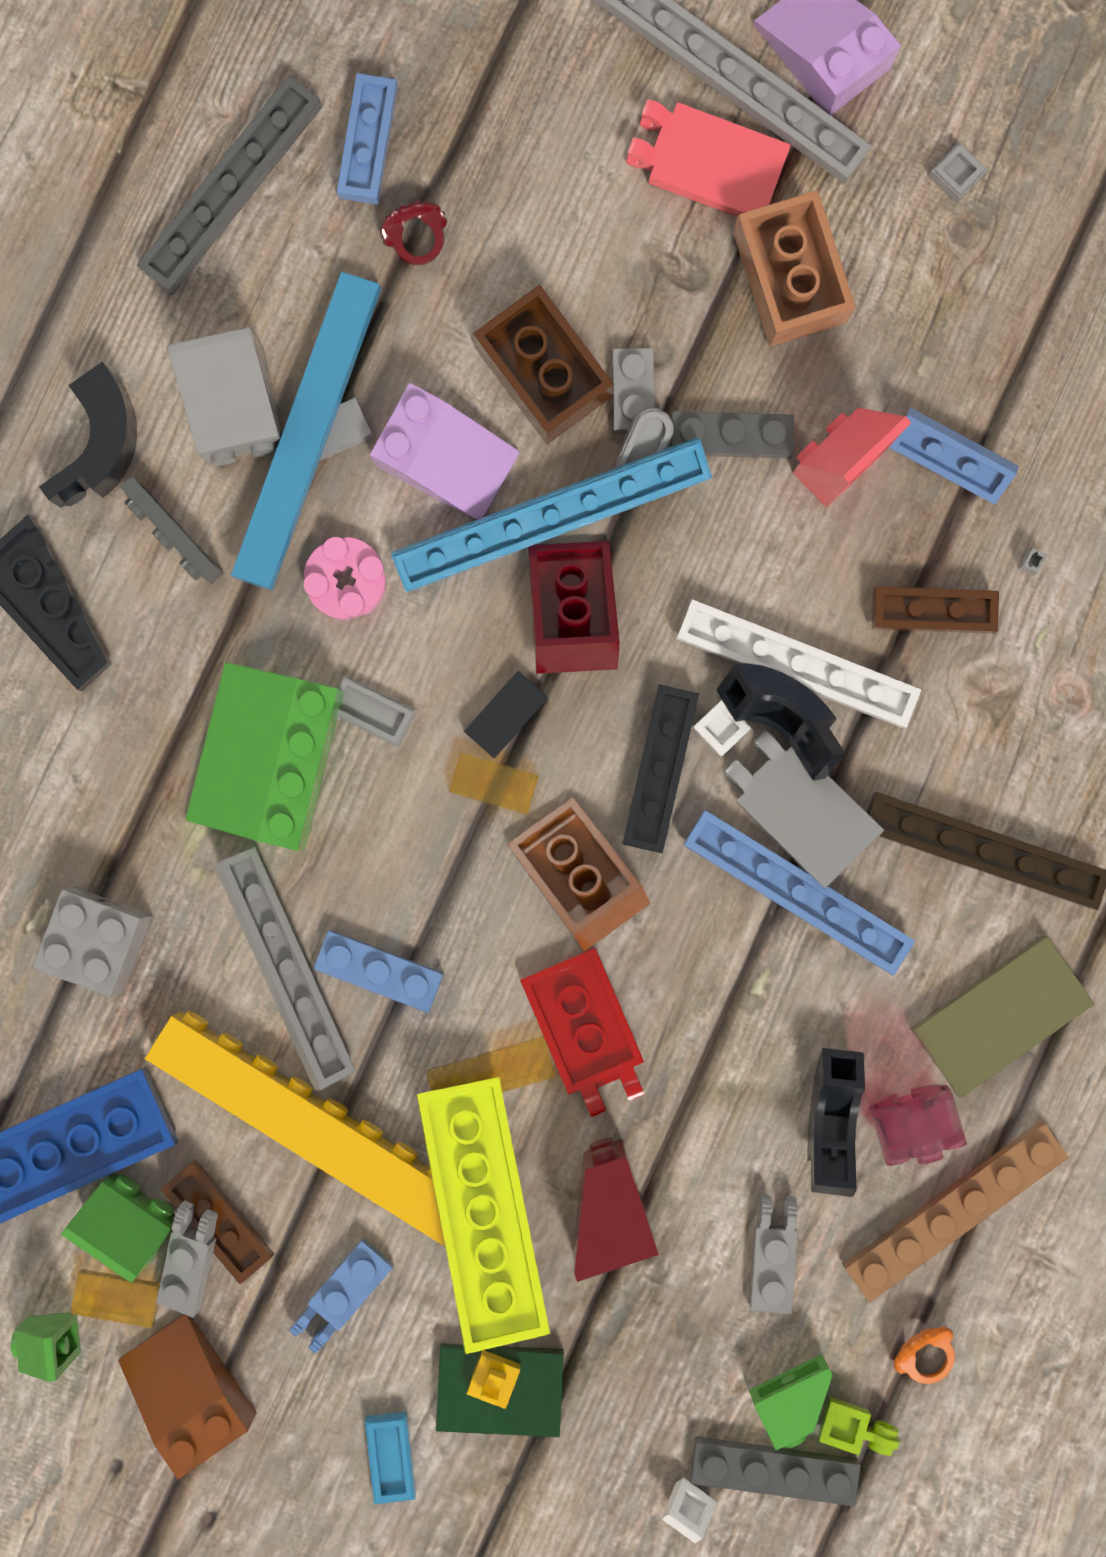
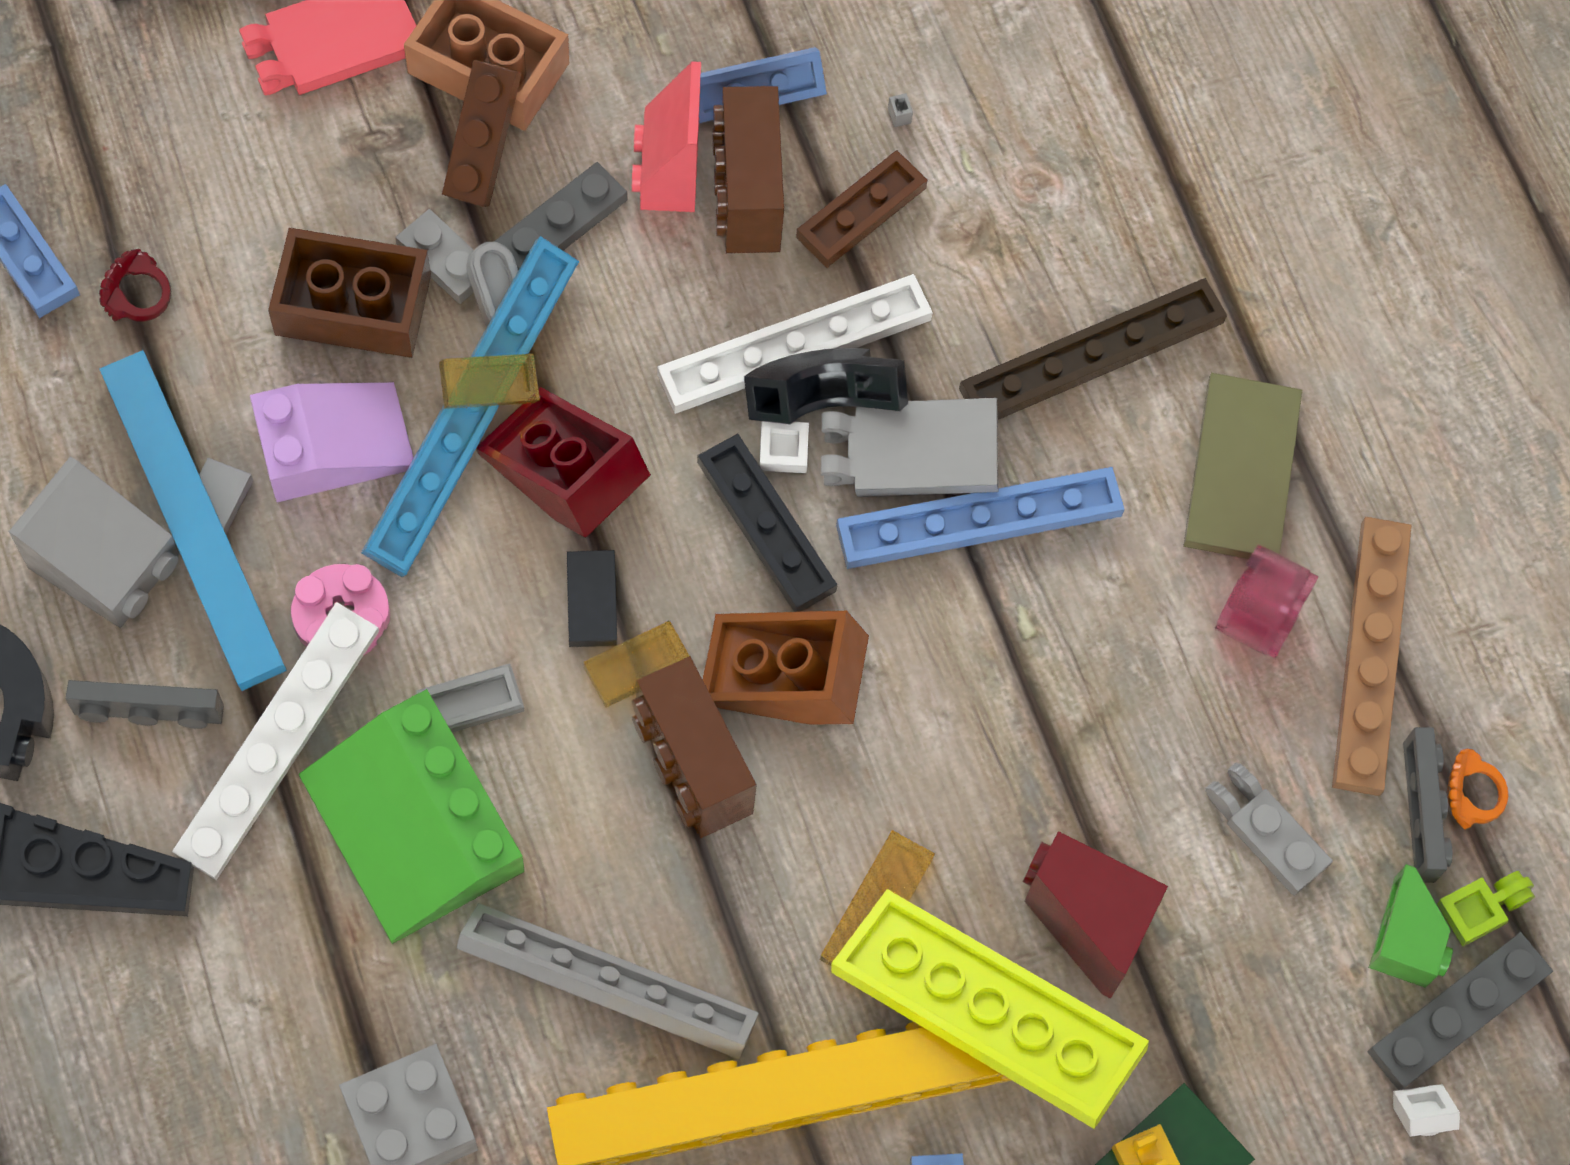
camera: 45 degrees left, 20 degrees down
(228, 630) = (276, 741): none -> white plate
(378, 971) = (693, 911): medium blue plate -> none
(464, 880) = (693, 748): none -> reddish brown brick
(572, 511) = (489, 381): none -> clear yellow tile
(584, 1028) = (920, 790): red tile -> none
(733, 326) = (481, 133): none -> reddish brown plate
(833, 1121) = (1194, 664): black arch -> none
(884, 516) = (748, 169): none -> reddish brown brick
(884, 1338) = (1426, 804): none -> dark grey plate

